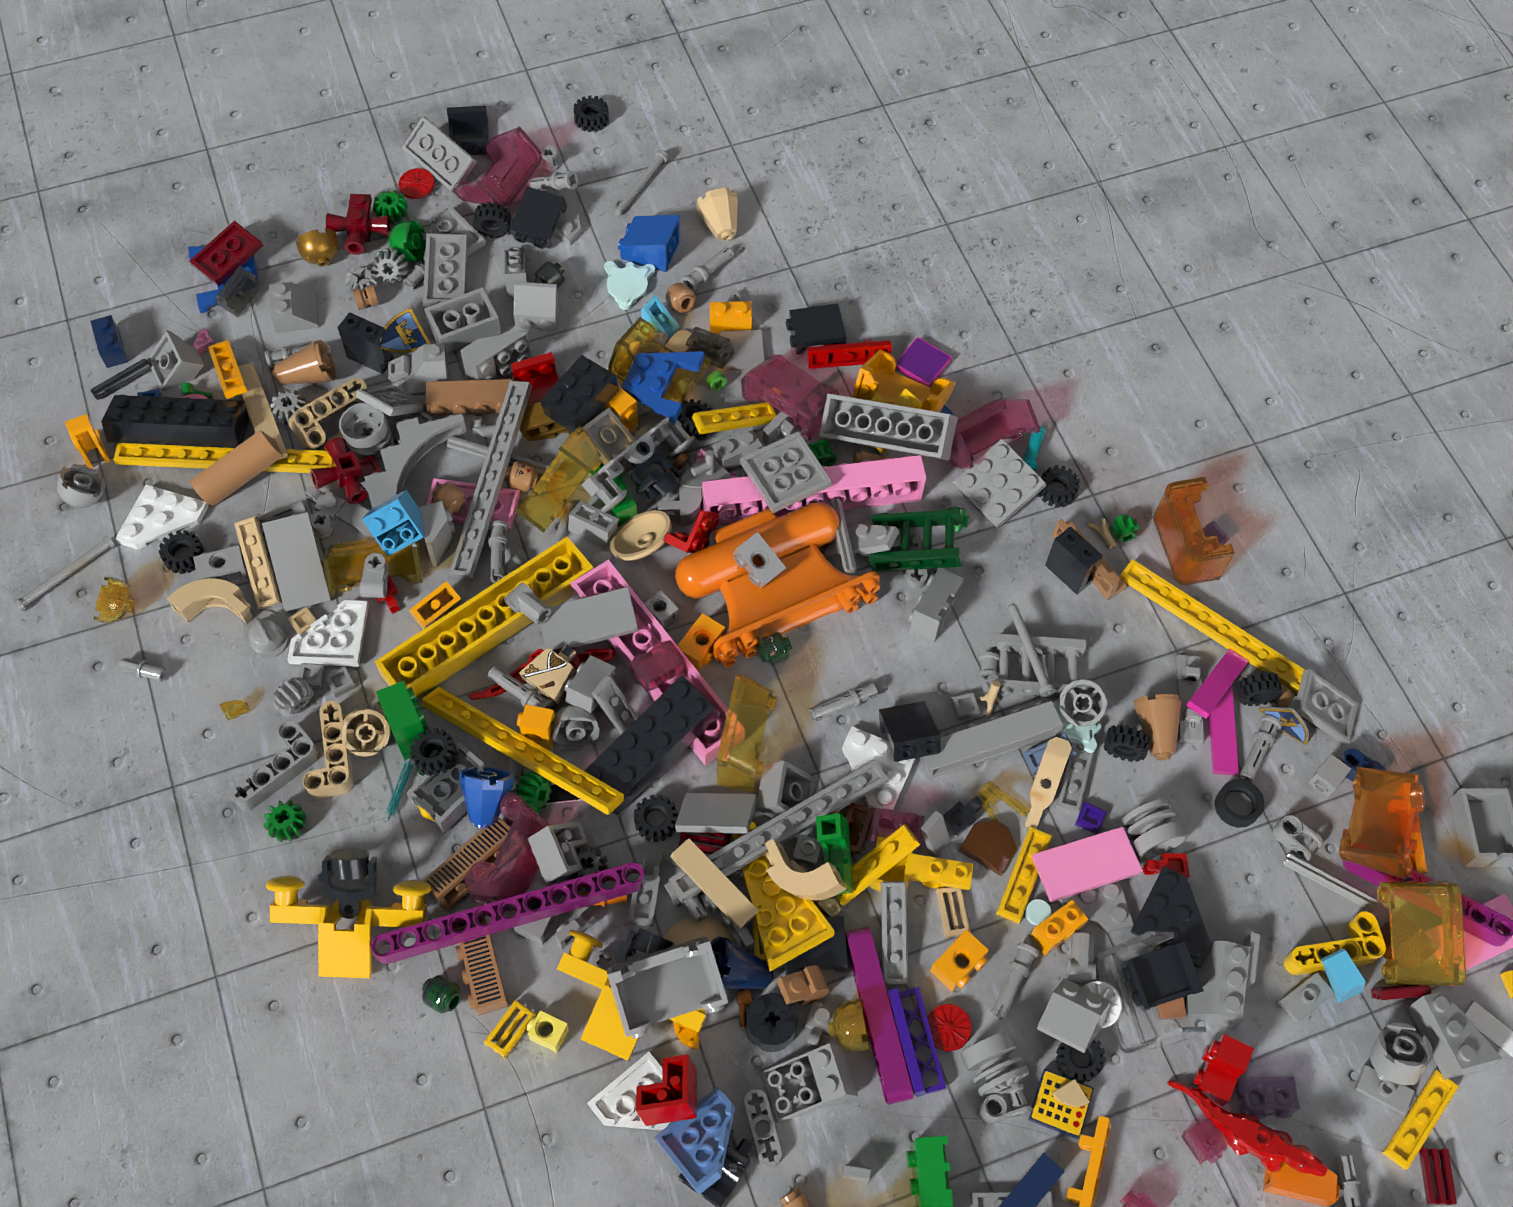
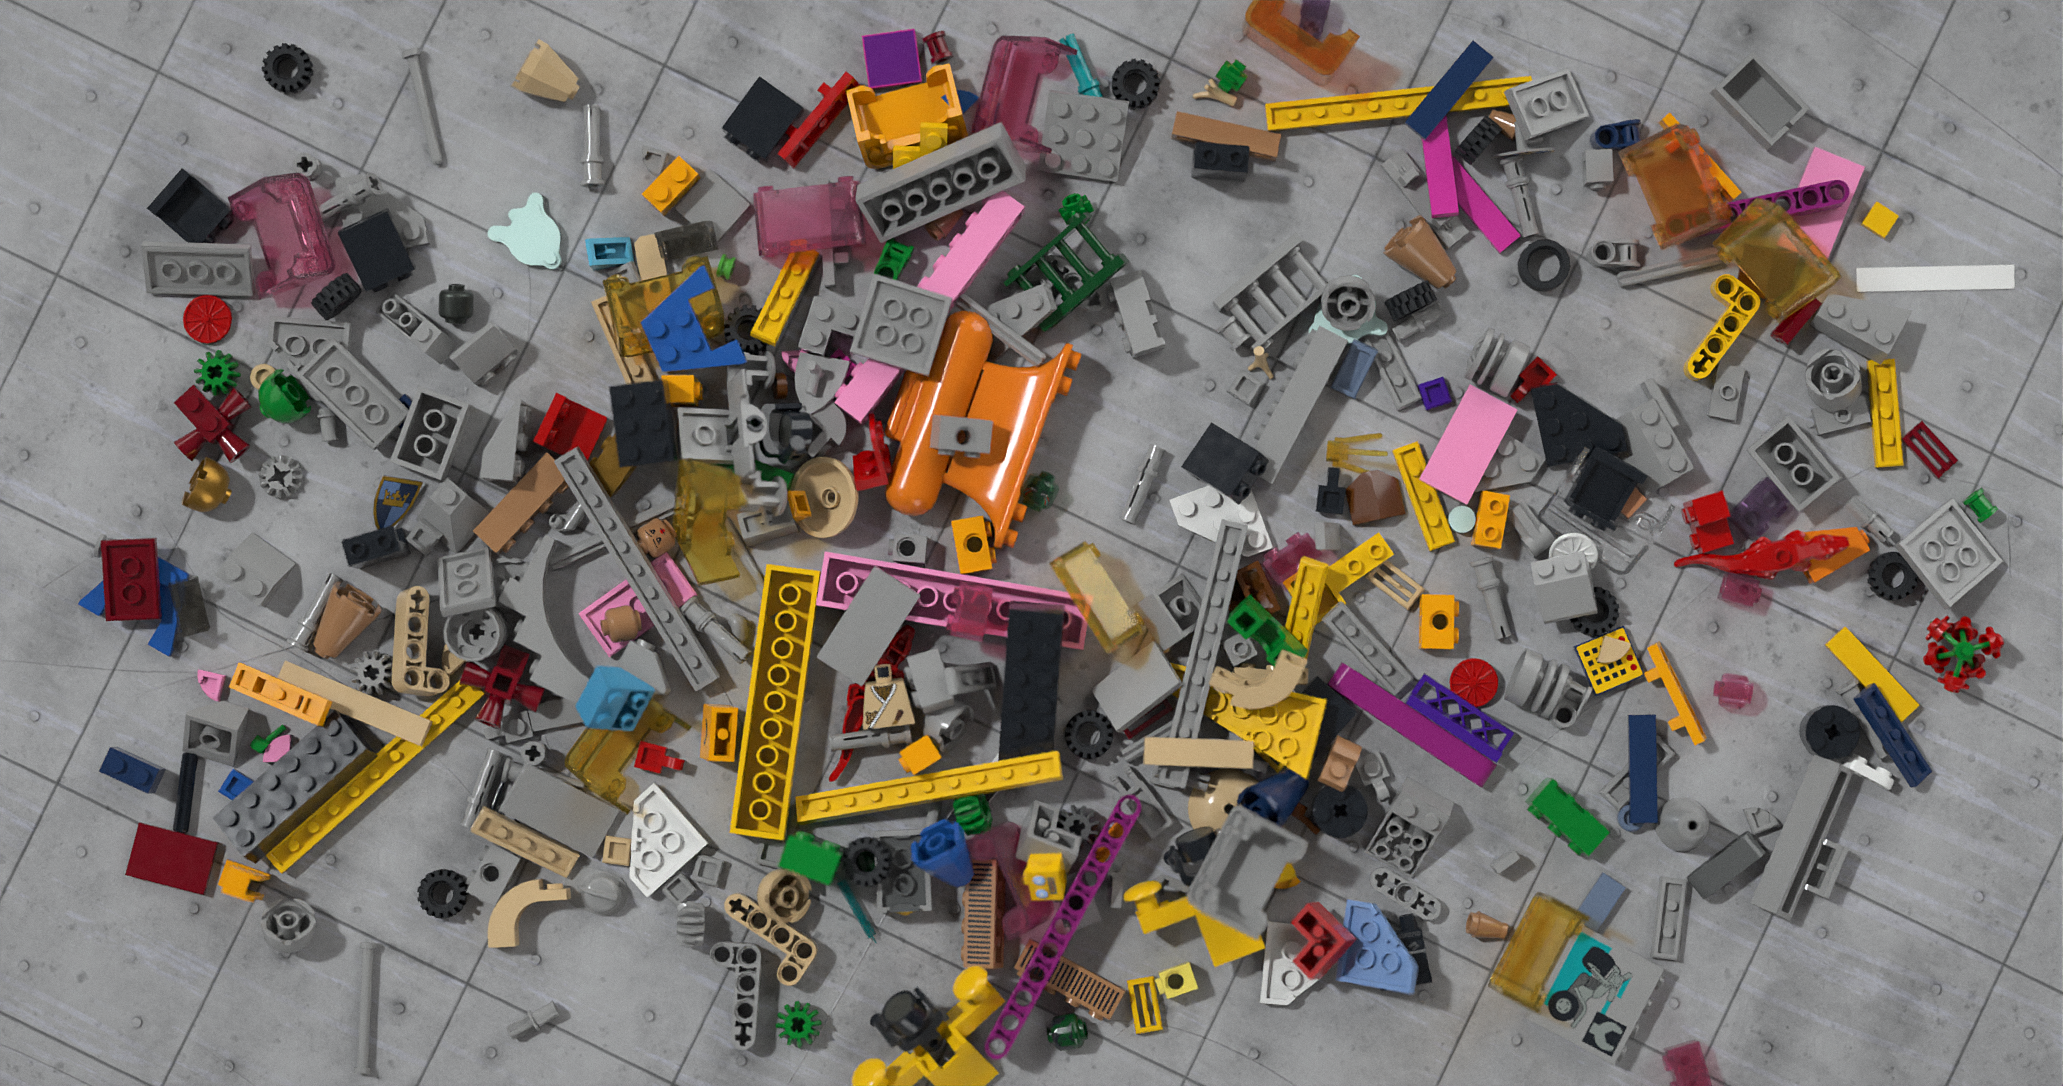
camera: 40 degrees left, 25 degrees up
(70, 399) = (172, 858): none -> dark red tile
(113, 601) = (442, 992): clear yellow cylinder -> none
(157, 515) = (381, 881): white plate -> none
(234, 708) = (651, 977): clear yellow tile -> none
(236, 468) = (408, 778): medium nougat brick -> none
(361, 300) = (307, 500): medium nougat wheel -> none
(375, 577) = (647, 763): light grey piece -> none
(398, 265) = (298, 441): light grey gear -> none
(524, 600) = (800, 662): light grey piece -> none
(533, 867) = (1046, 876): none -> yellow head
(600, 558) = (808, 551): light grey tile -> none
(620, 526) = (798, 505): none -> light orange slope
(651, 240) = (508, 172): blue slope -> none
(680, 297) = (602, 208): medium nougat head -> none
(849, 1026) = (1402, 758): clear yellow cylinder -> none
(957, 374) = (937, 47): none -> dark red bush
(1046, 688) = (1259, 290): light grey bar -> none
(1050, 768) = (1369, 383): tan piece -> none
(1120, 764) = (1418, 322): none -> light grey pin
(1263, 645) = (1448, 90): none -> dark blue tile
(1323, 1086) = (1793, 463): none -> light grey slope
(1343, 975) = (1740, 352): medium azure slope -> none

